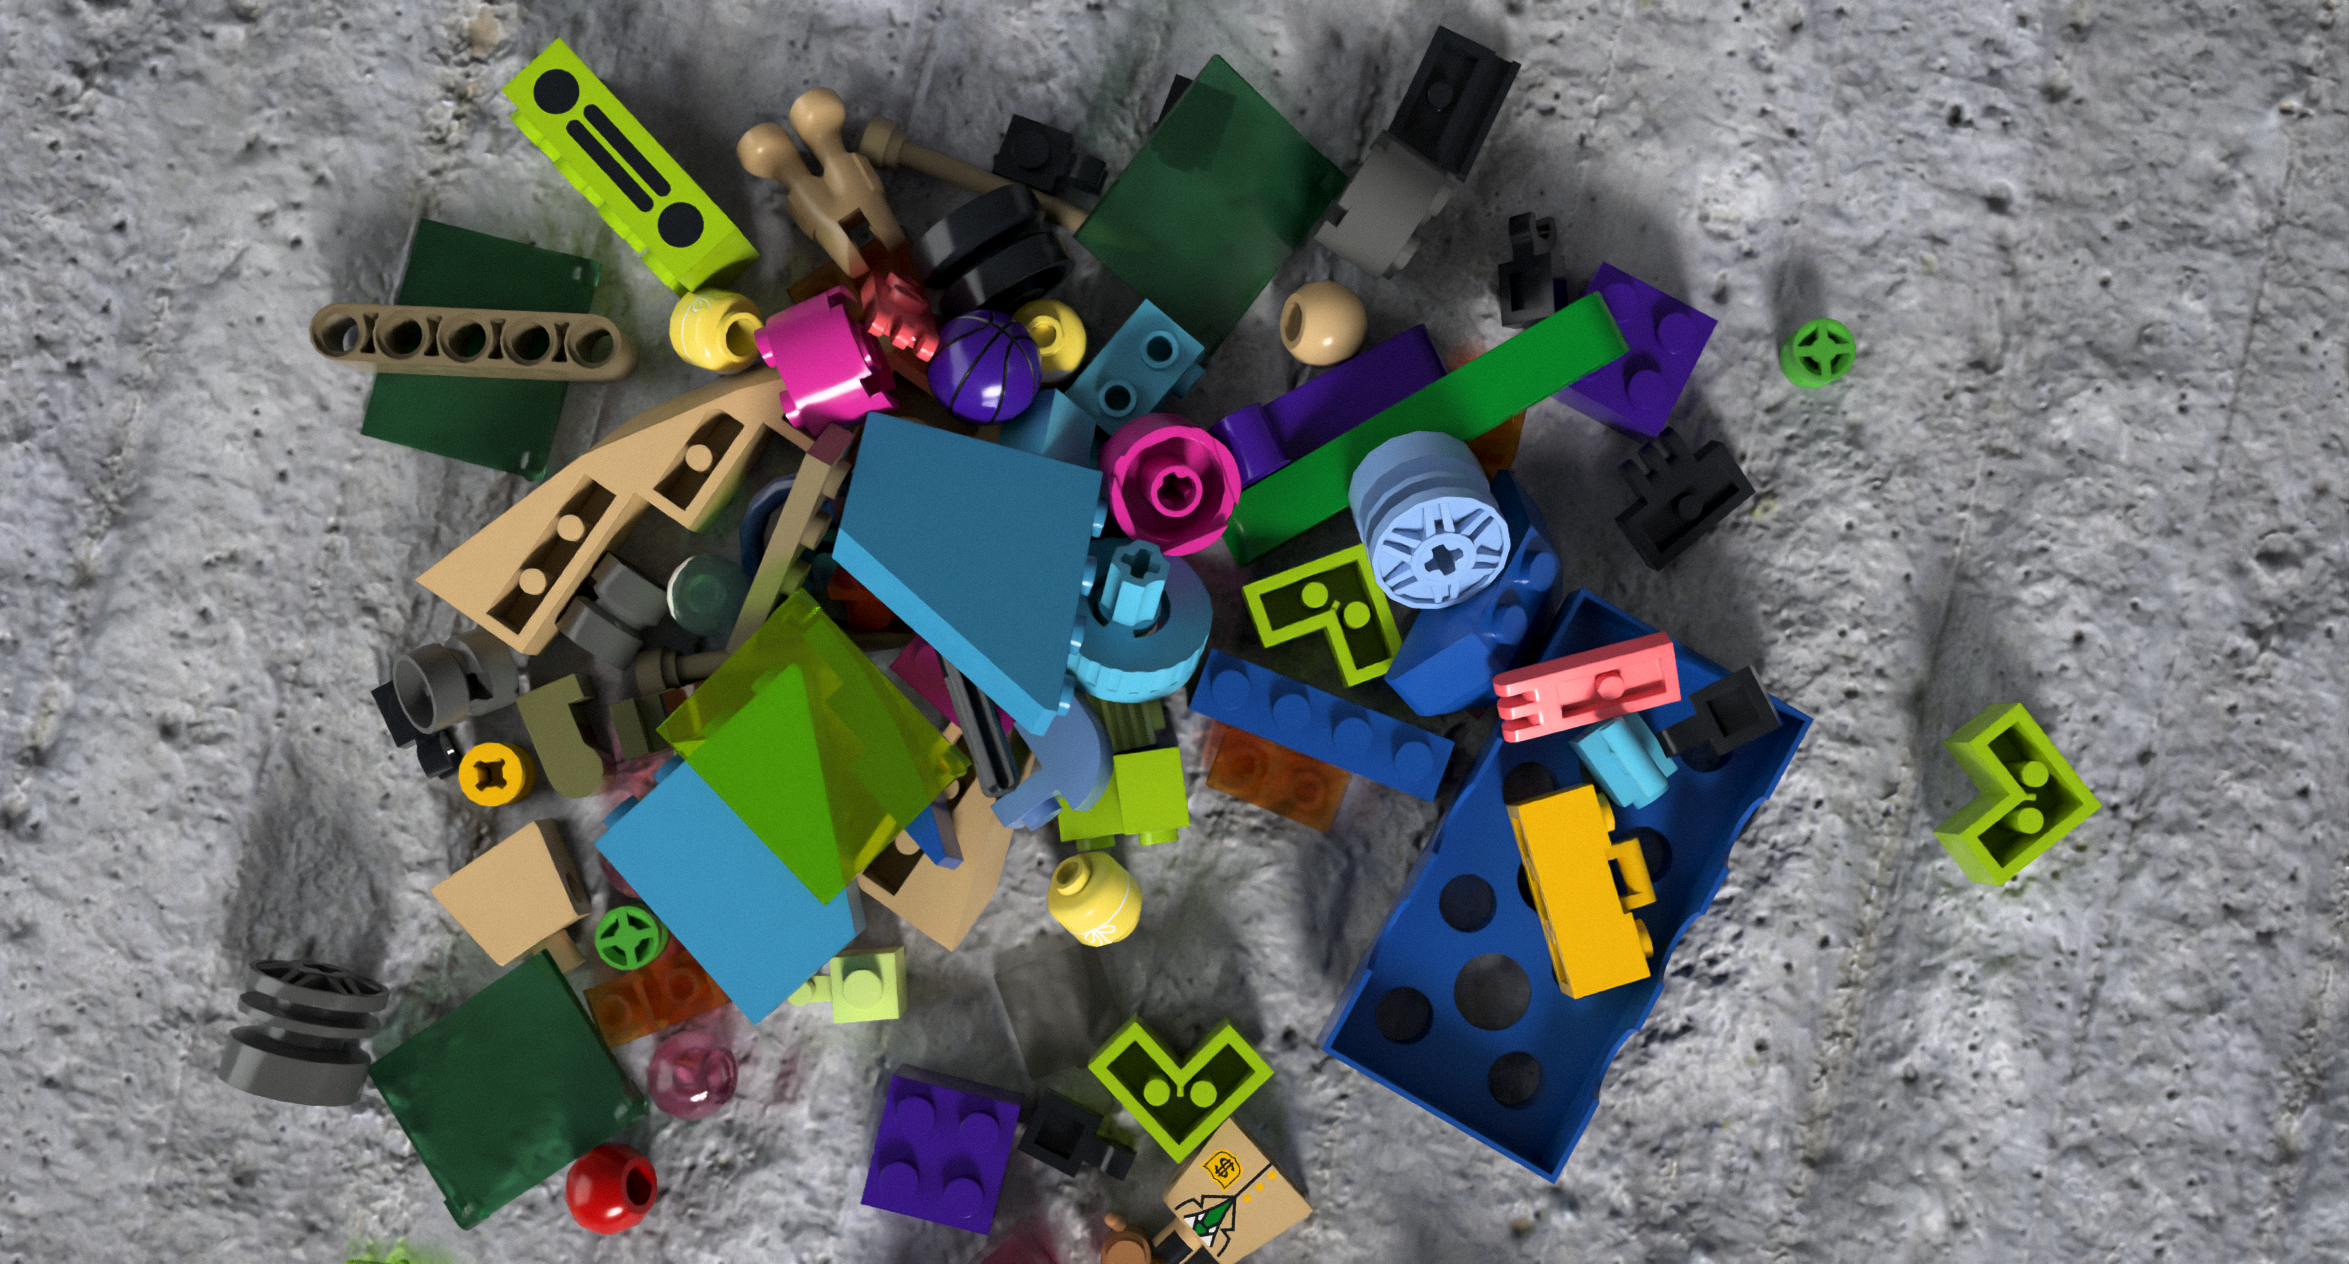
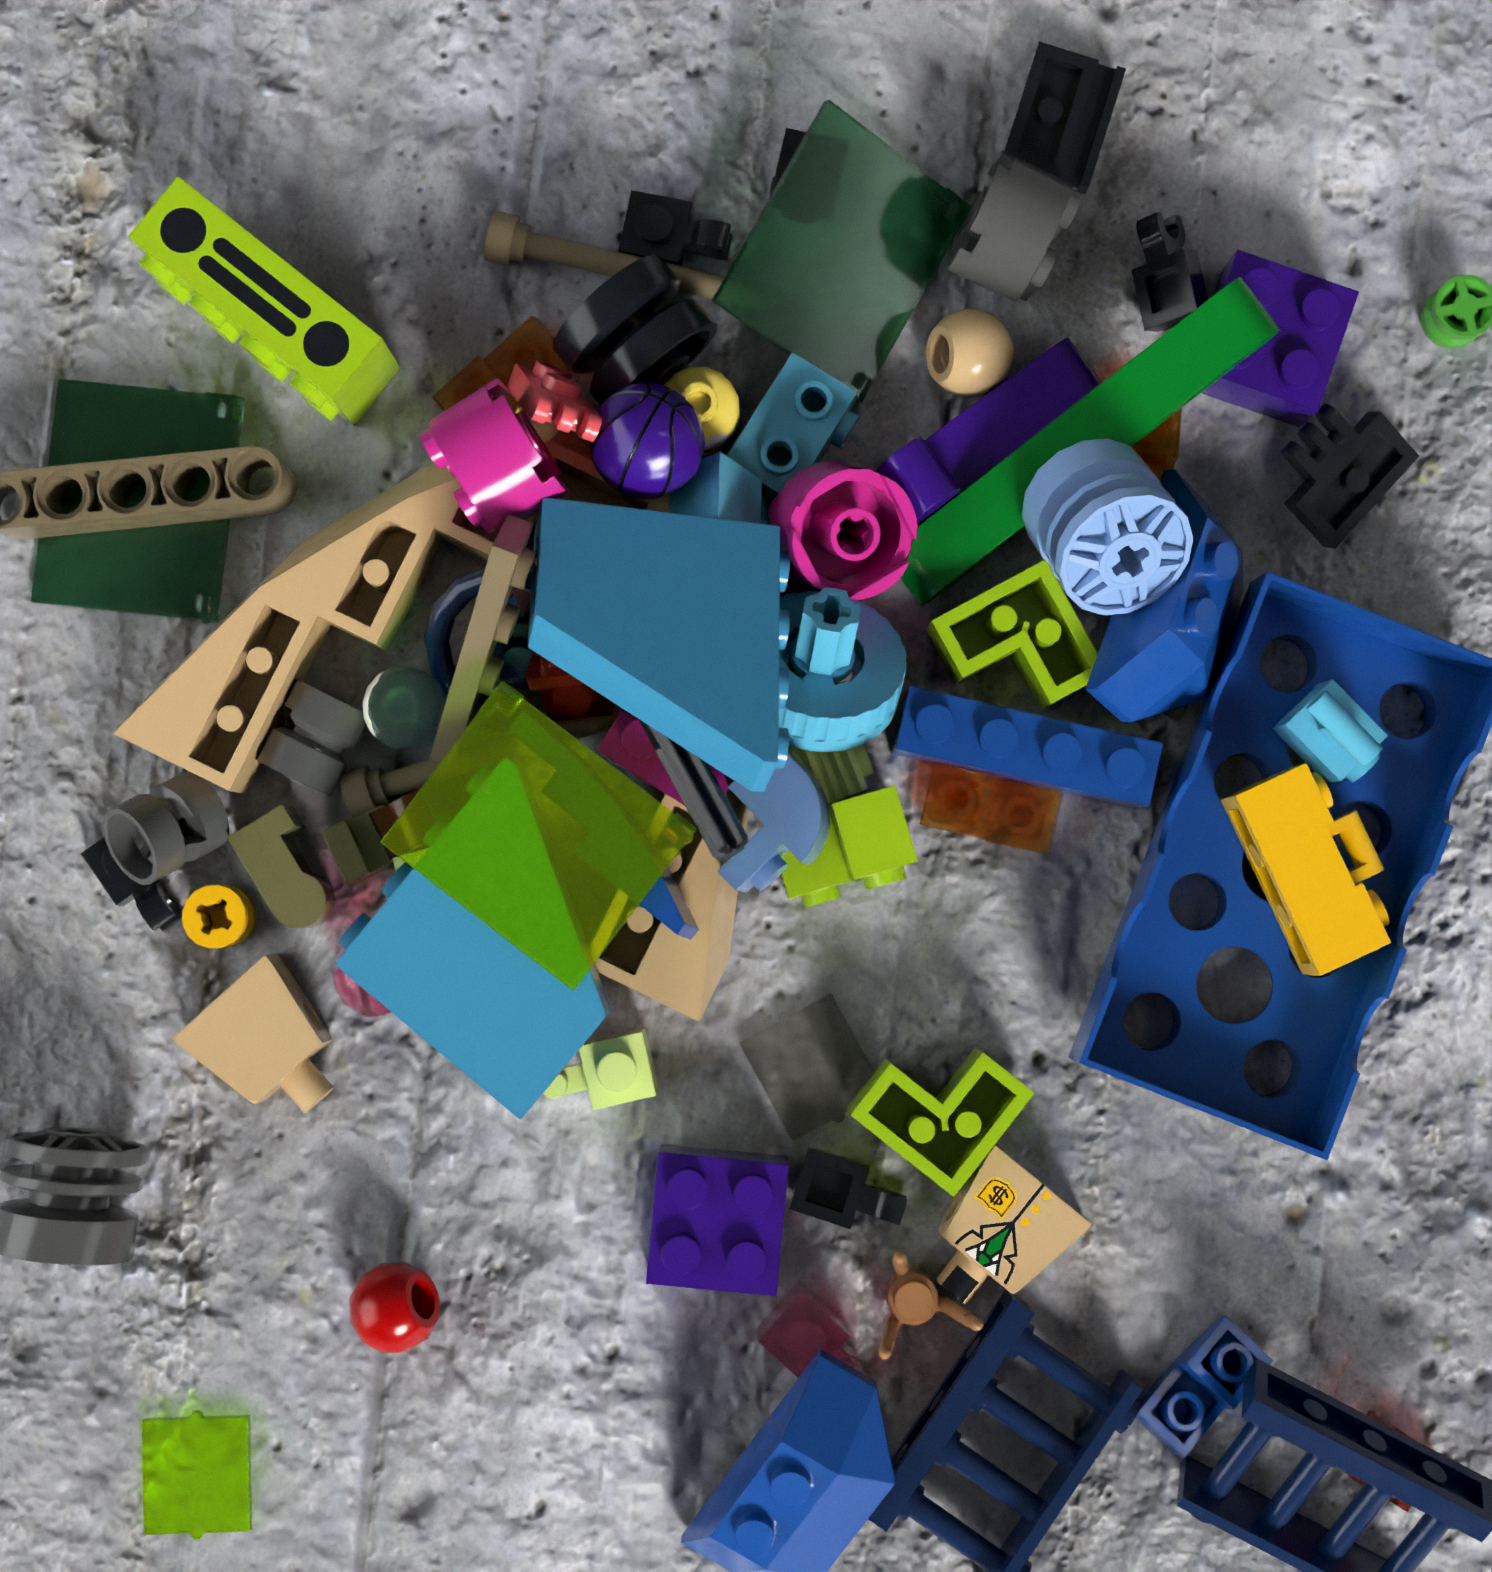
camera: 10 degrees left, 0 degrees up
(507, 1090) = (277, 1226): clear green piece -> none
(619, 939) = (365, 1060): bright green wheel -> none
(652, 998) = (410, 1113): clear orange slope -> none
(692, 1075) = (458, 1184): clear pink piece -> none
(716, 330) = (372, 446): light yellow head -> none
(839, 198) = (472, 299): tan piece -> none
(1094, 898) = (829, 951): light yellow head -> none
(1587, 687) = (1287, 667): coral hinge -> none
(1727, 713) = (1428, 671): black plate -> none

